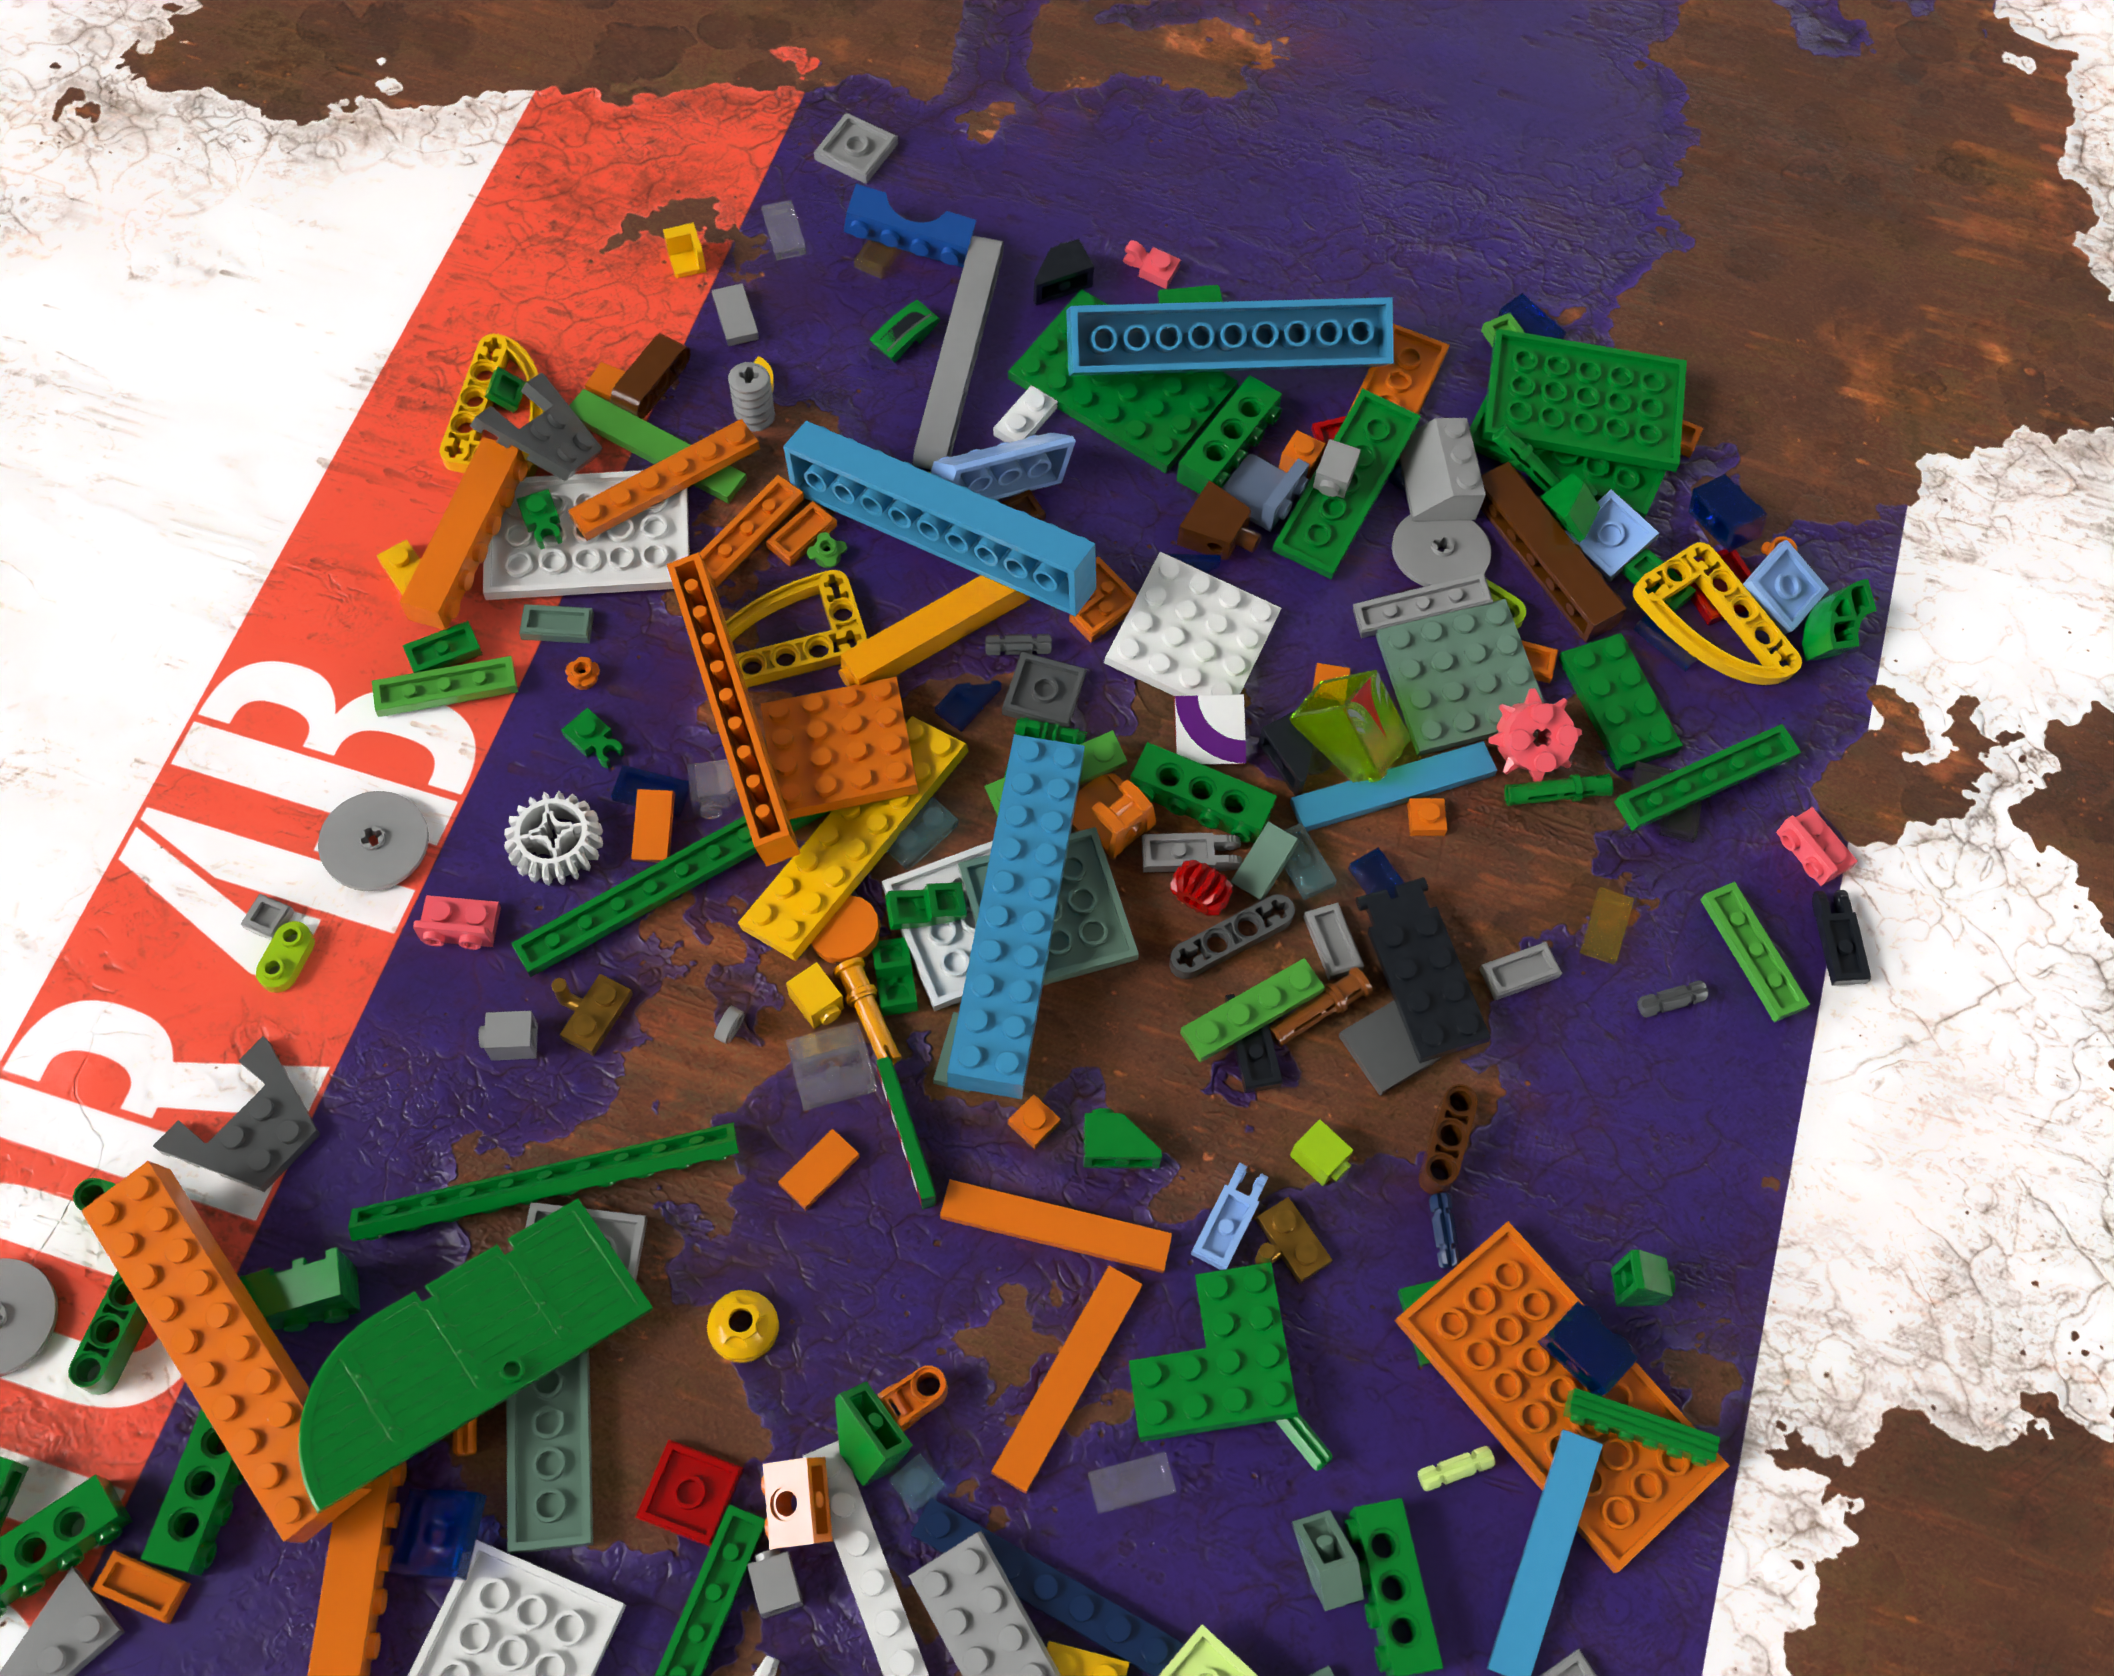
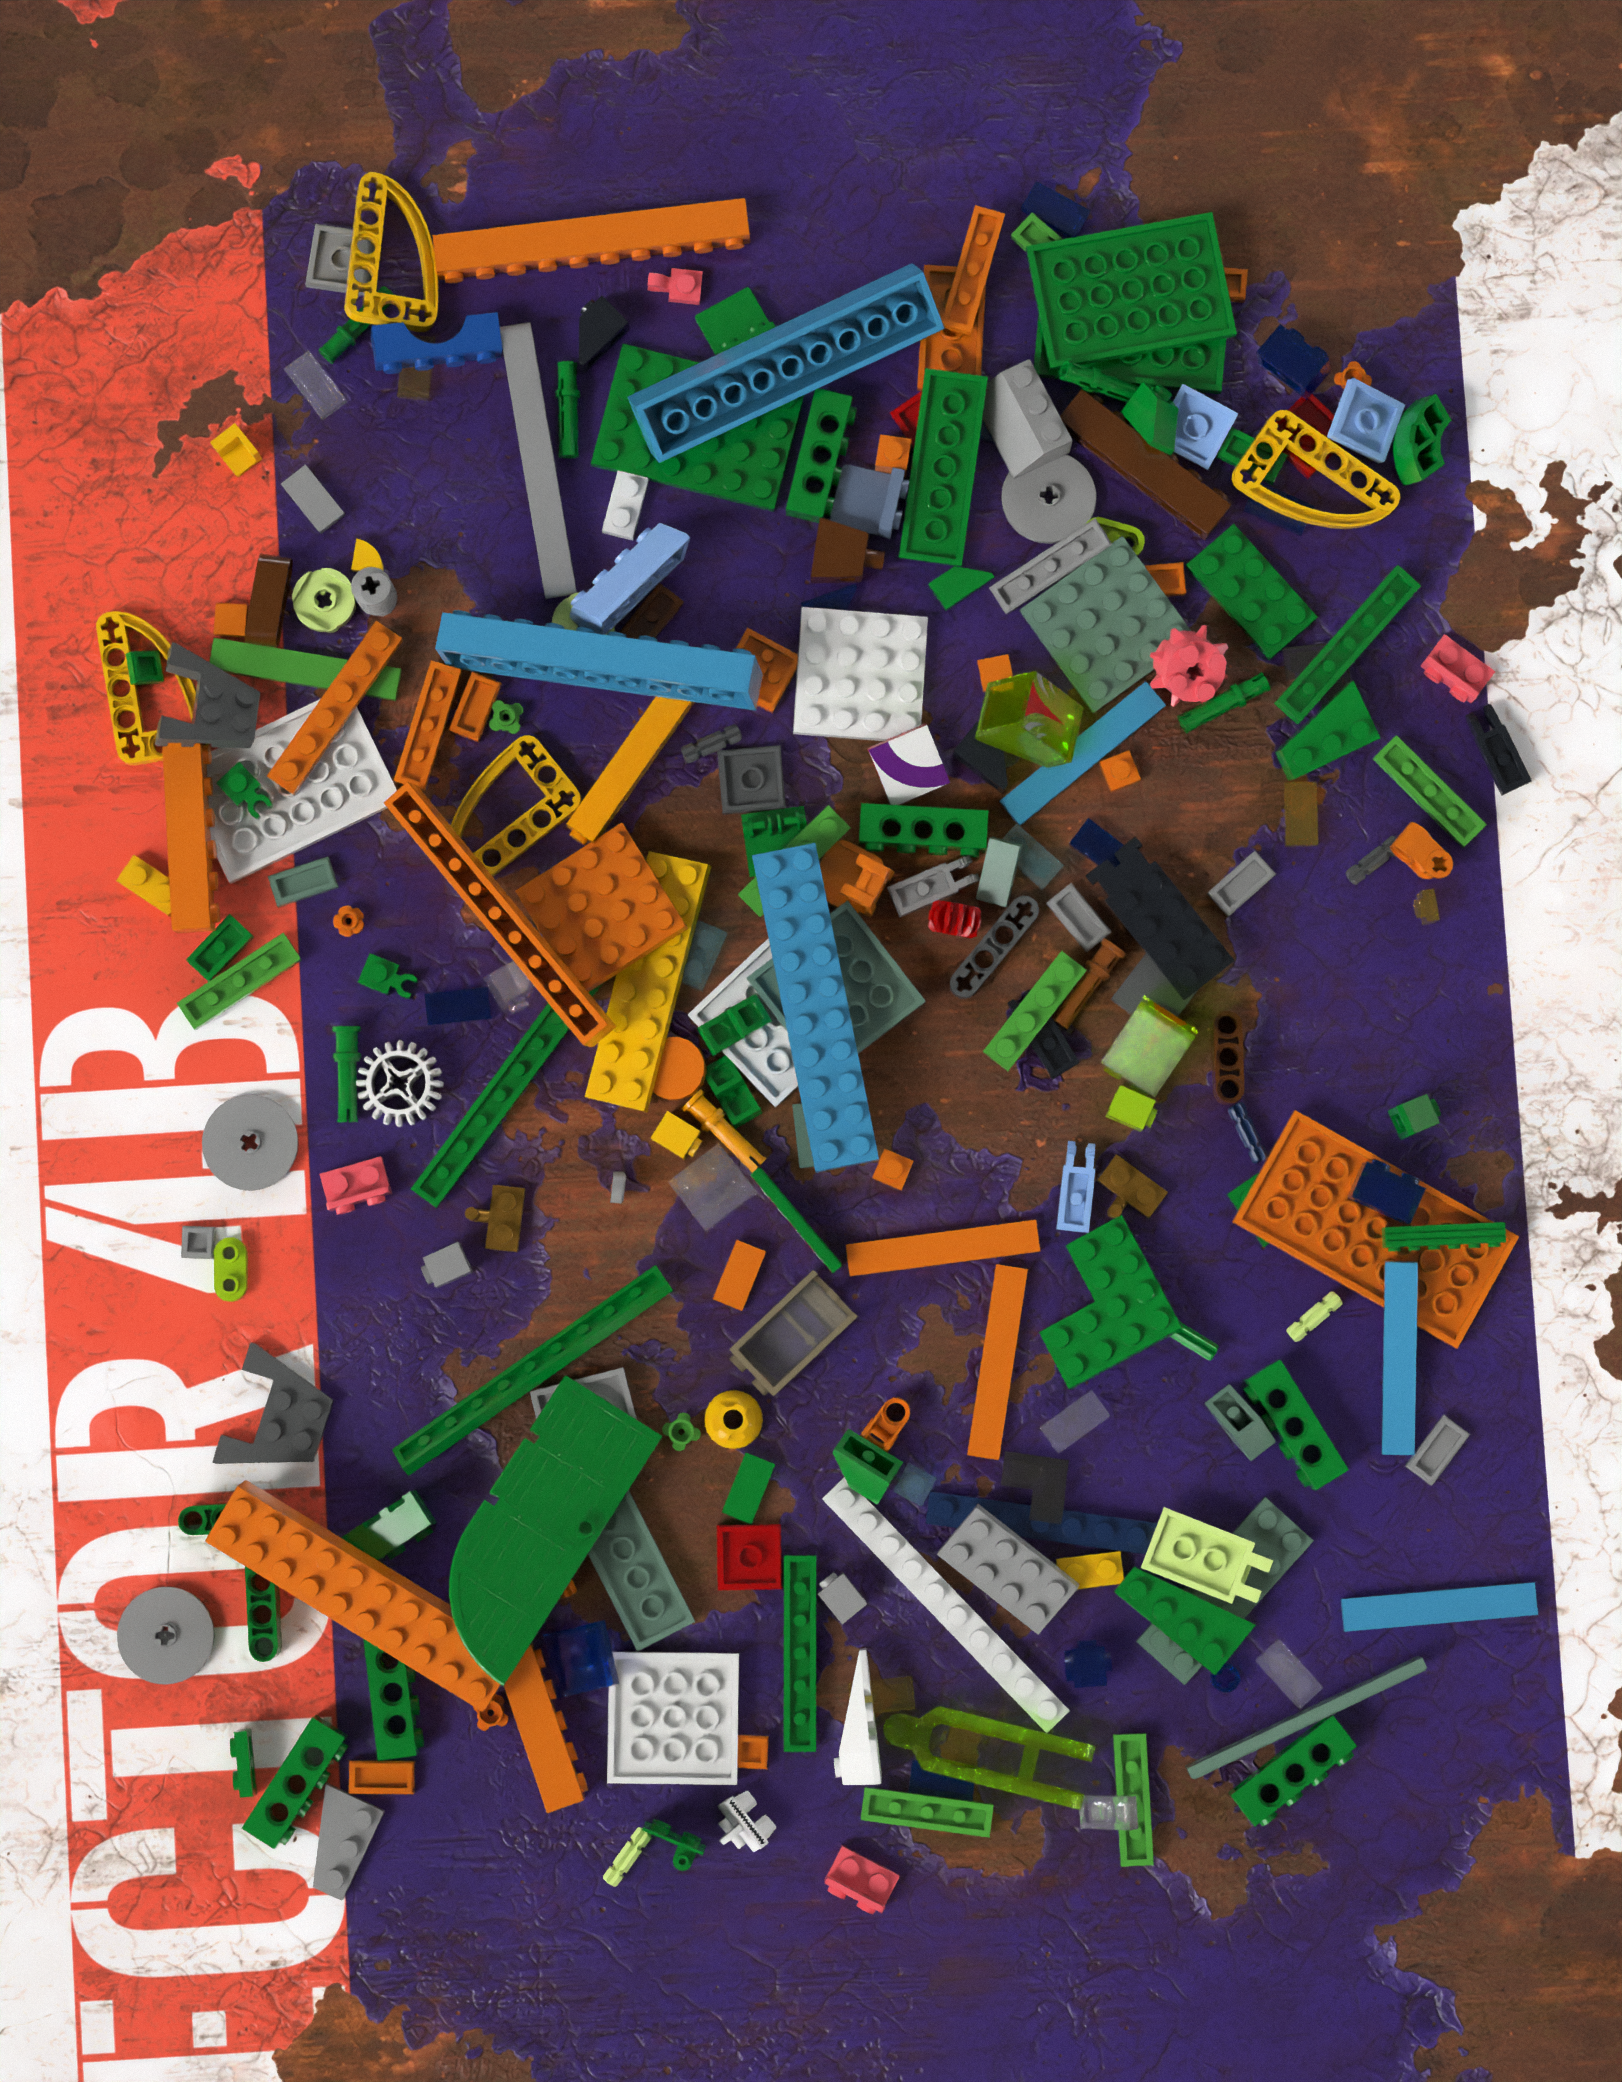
camera: 15 degrees left, 20 degrees up
(293, 1560) = (498, 1718): none -> orange plate
(512, 794) = (347, 1058): none -> green pin
(653, 825) = (476, 1040): orange tile -> none
(670, 1307) = (682, 1422): none -> bright green plate
(701, 410) = (319, 583): none -> yellowish green plate
(724, 1411) = (748, 1488): none -> green tile
(812, 1519) = (835, 1518): brick -> none
(839, 197) = (347, 335): none -> green axle
(848, 1253) = (791, 1334): none -> clear door
(868, 173) = (374, 301): none -> yellow beam
(904, 328) = (477, 455): green slope -> none
(966, 702) = (688, 817): clear blue tile -> none
(1010, 313) = (568, 401): none -> green pin
(1071, 1533) = (1046, 1479): none -> clear smoke tile
(1089, 201) = (591, 240): none -> orange brick
(1116, 1142) = (964, 1163): green slope -> none
(1323, 593) = (958, 584): none -> green tile
(1336, 469) = (931, 468): light grey brick -> none
(1366, 1089) = (1148, 1047): none -> clear neon green slope
(1436, 336) = (972, 270): none -> orange plate
(1662, 856) = (1330, 734): none -> green wedge
(1720, 1064) = (1426, 907): none -> clear yellow plate
(1728, 1003) = (1418, 849): none -> orange piece

